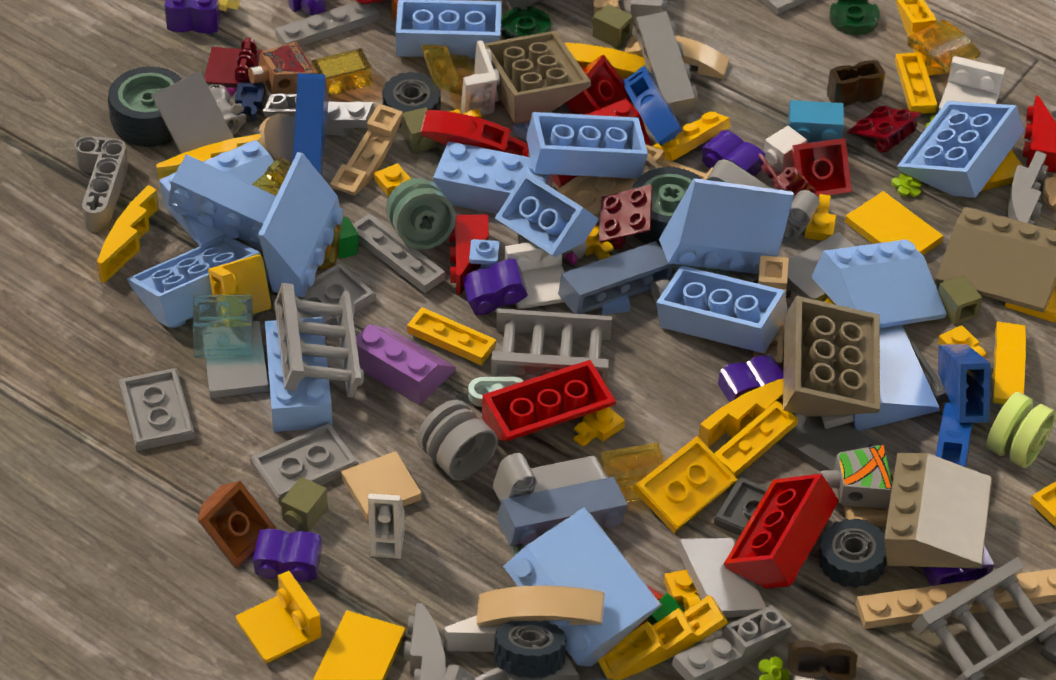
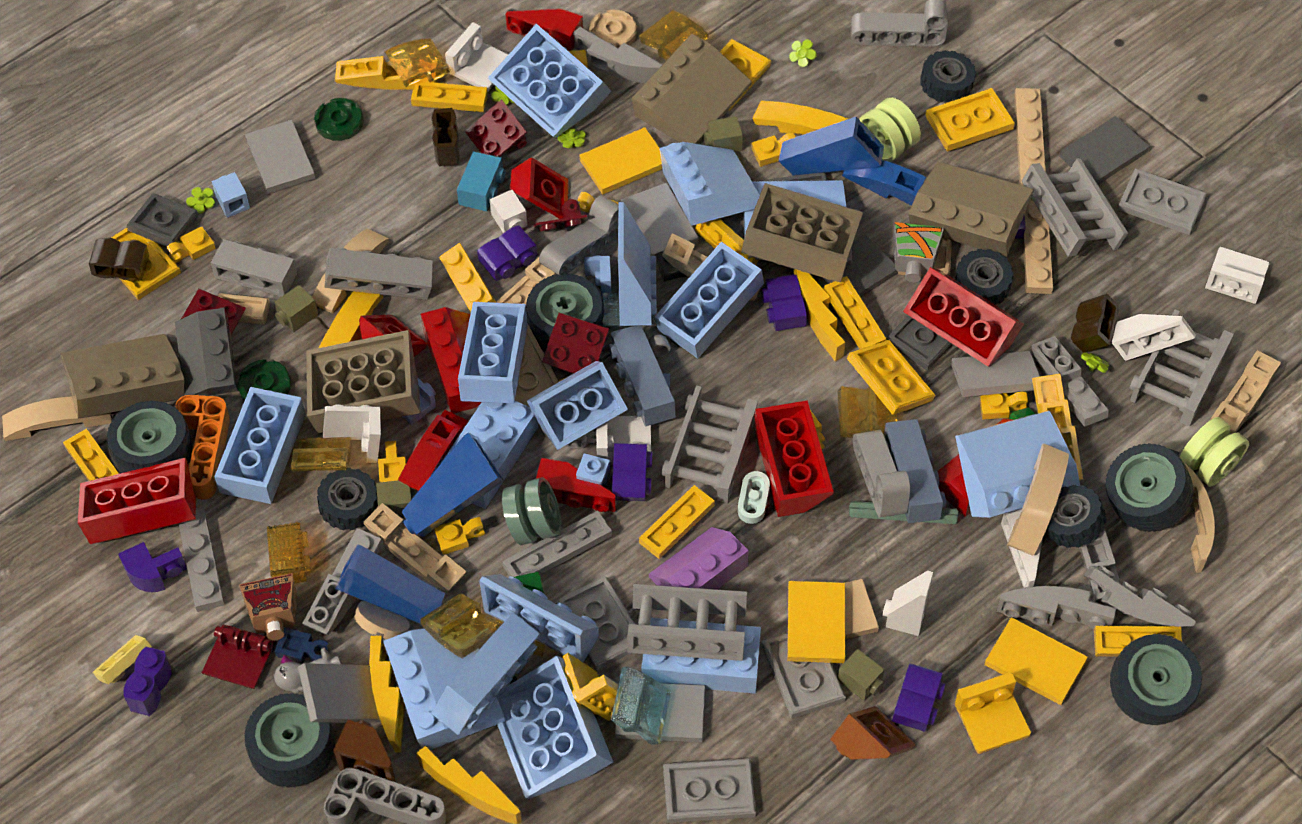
camera: 75 degrees left, 10 degrees up
(139, 153) = (363, 750): none -> reddish brown slope
(357, 457) = (816, 622): none -> yellow tile
(430, 149) = (453, 486): none -> blue slope
(457, 440) = (821, 533): light grey wheel -> none
(652, 106) = (432, 295): blue slope -> none

